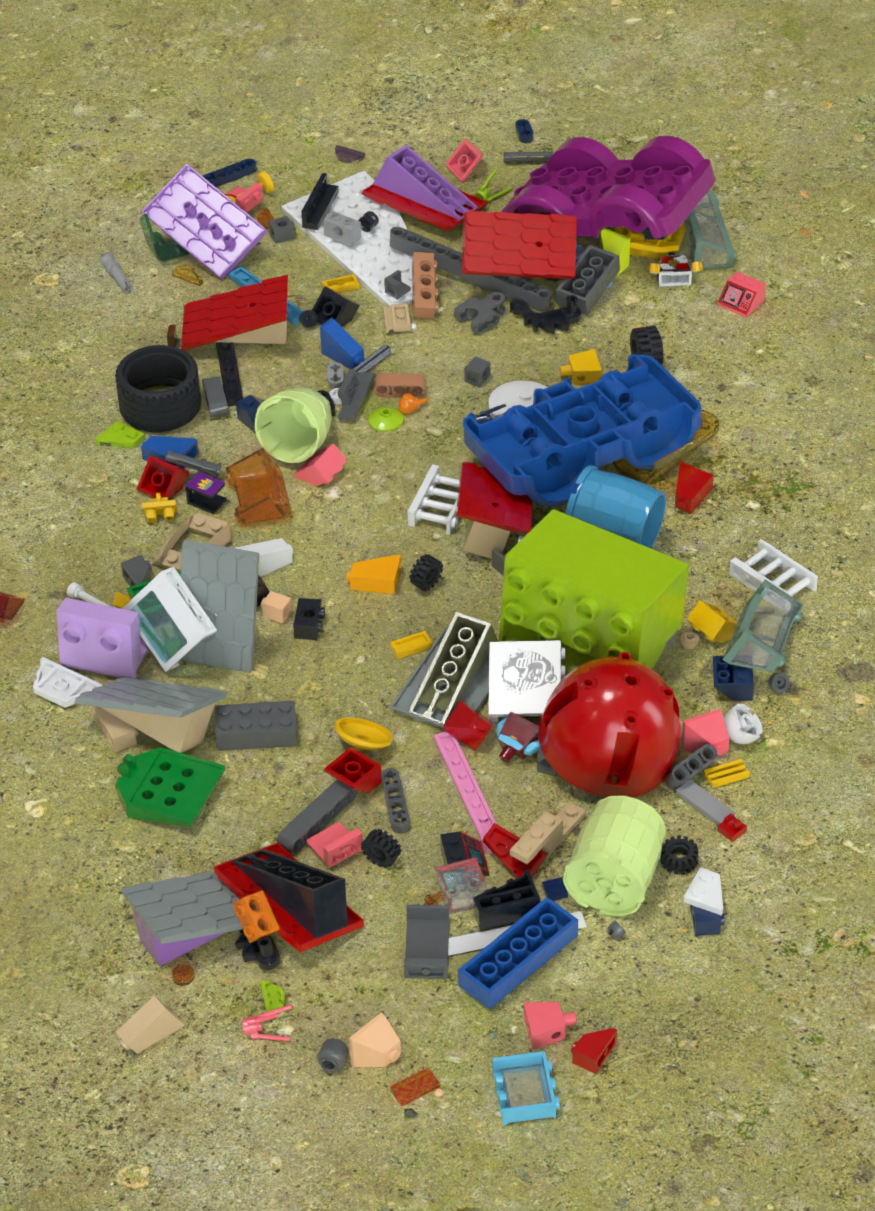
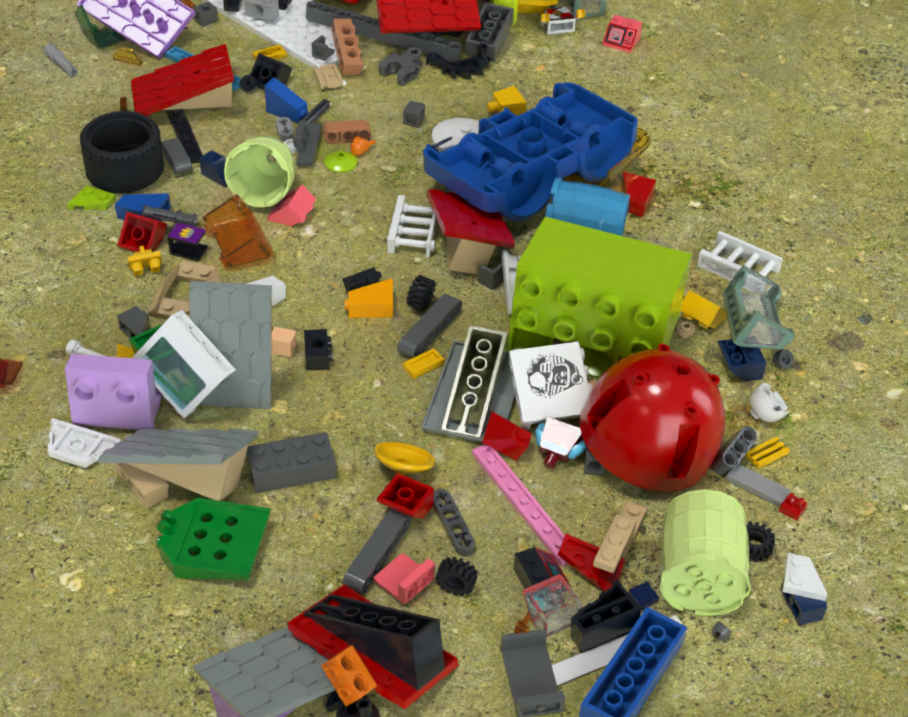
camera: 15 degrees left, 0 degrees up
(371, 551) = (361, 279): none -> black hinge
(427, 607) = (429, 326): none -> dark grey beam
(647, 342) = (558, 72): black tyre -> none
(704, 730) = (742, 412): coral slope -> none

